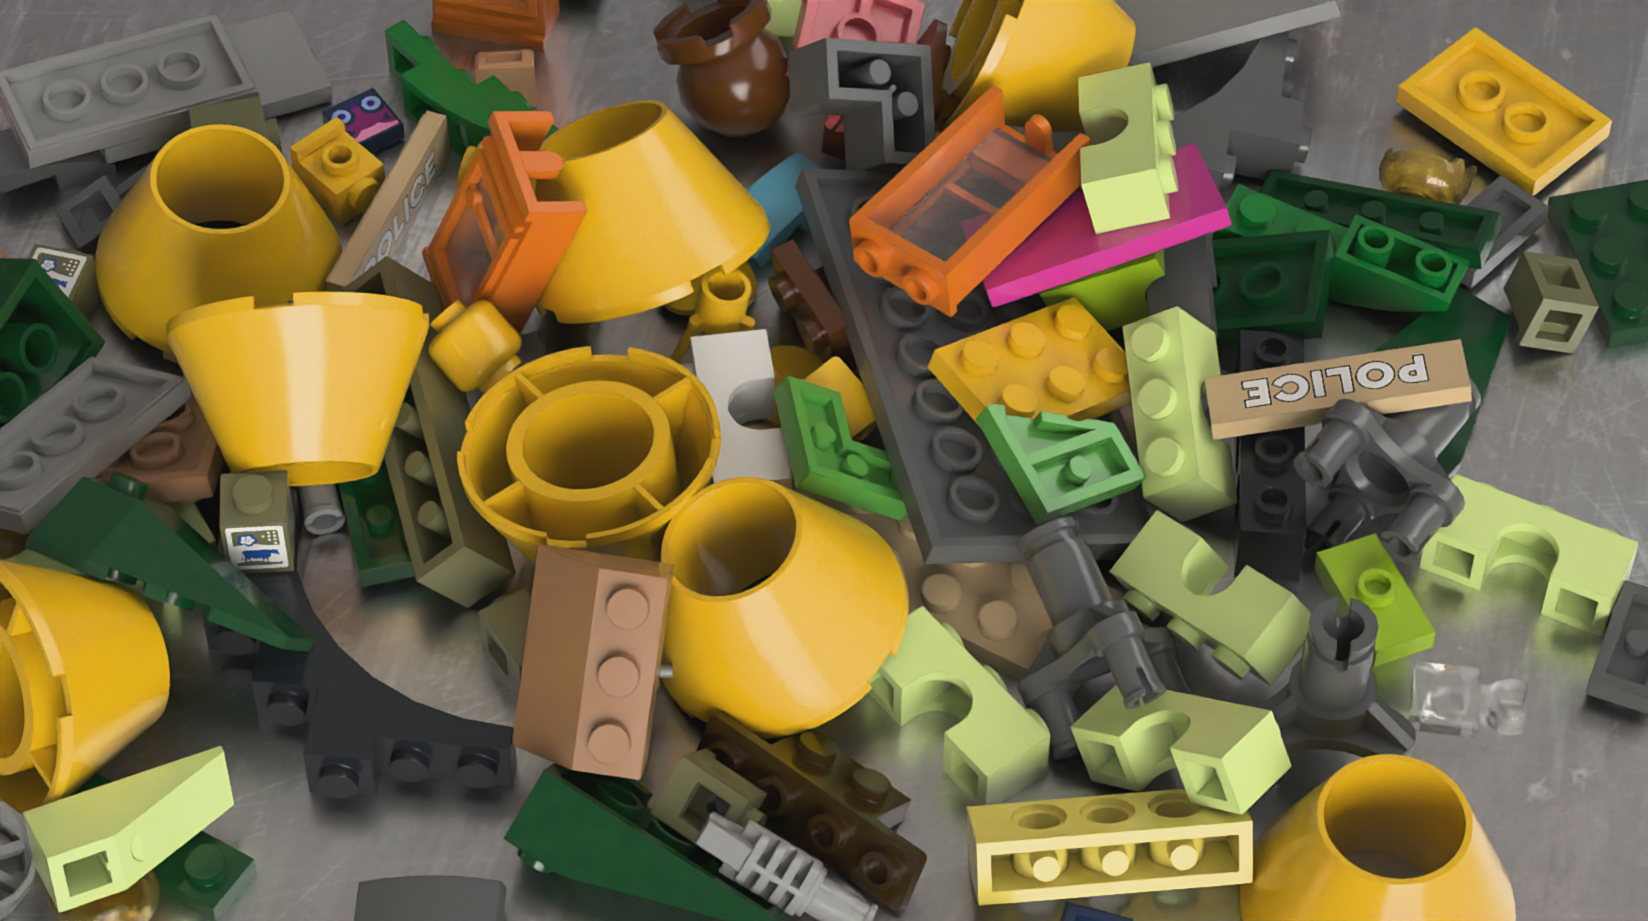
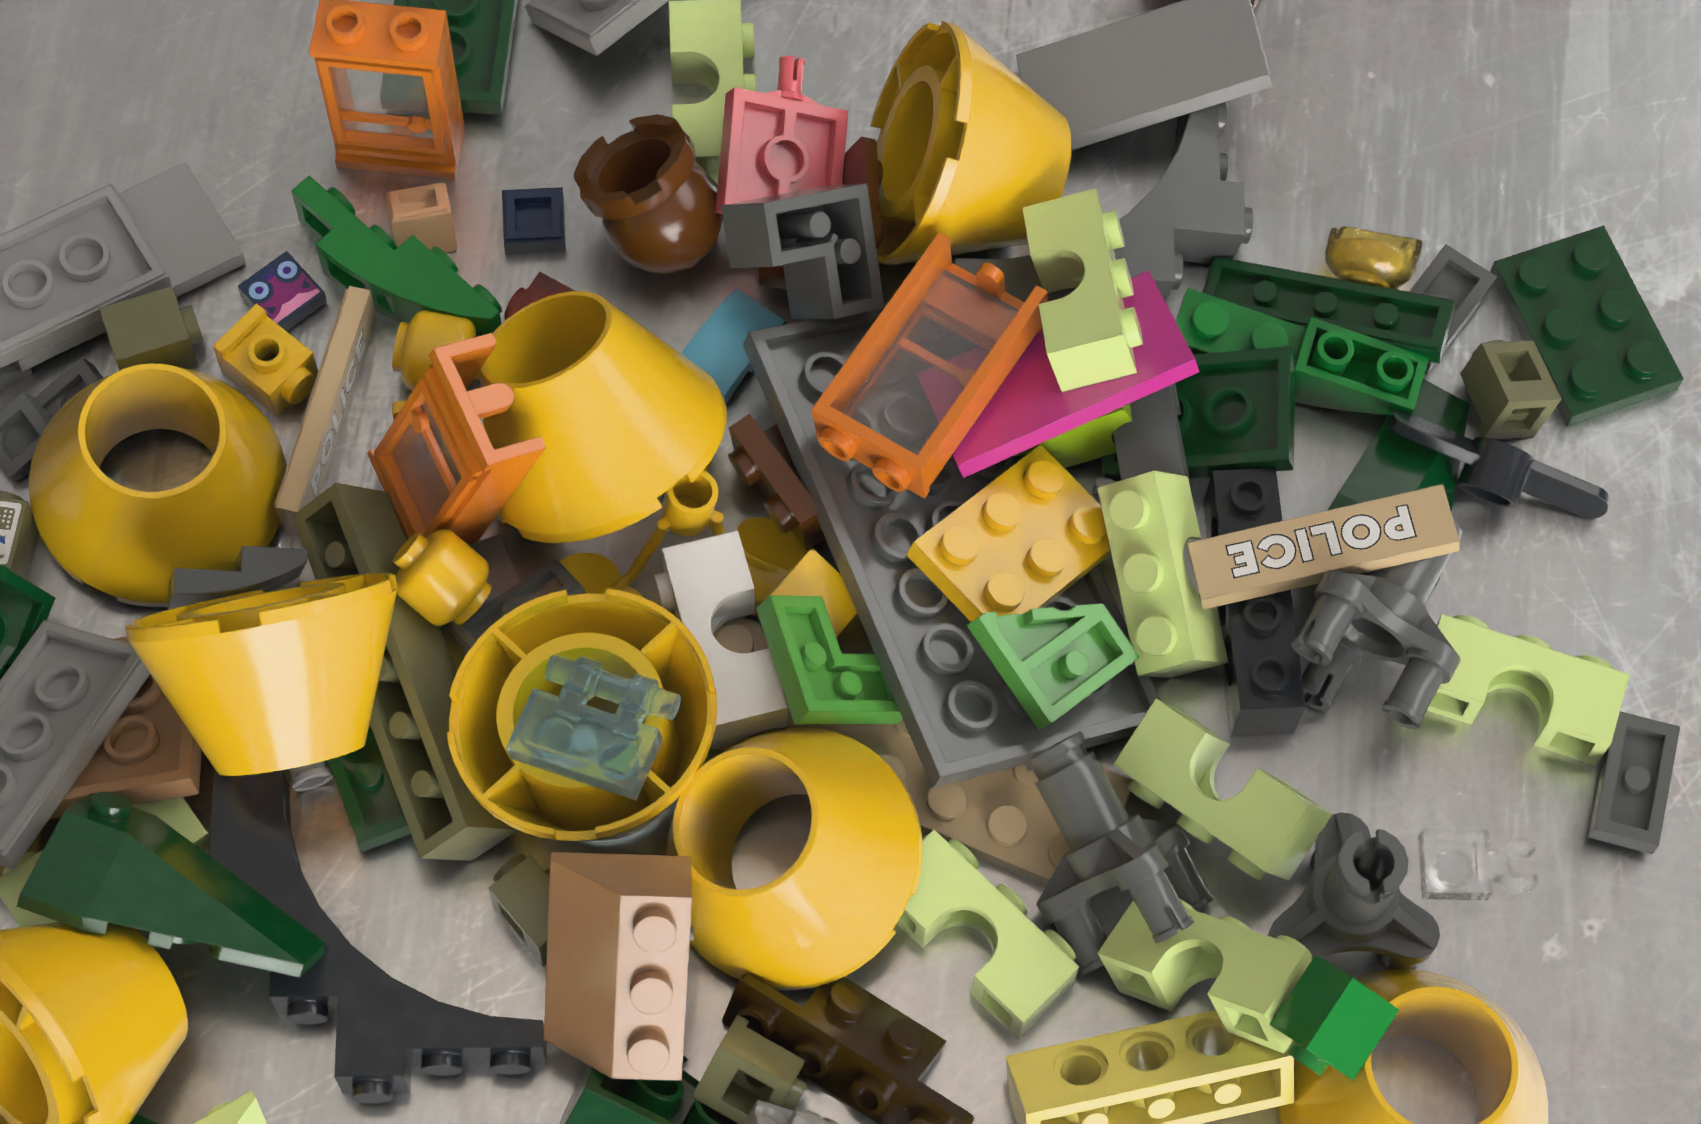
camera: 10 degrees left, 15 degrees up
(257, 521) = (249, 822): olive brick -> none
(591, 459) = (587, 742): none -> clear light blue plate
(611, 83) = (533, 220): none -> dark blue tile
(1289, 768) = (1332, 1019): none -> green brick
(1368, 574) = (1375, 772): lime brick -> none
(1503, 111) = (1438, 162): yellow plate -> none
(1534, 366) = (1502, 471): none -> black piece

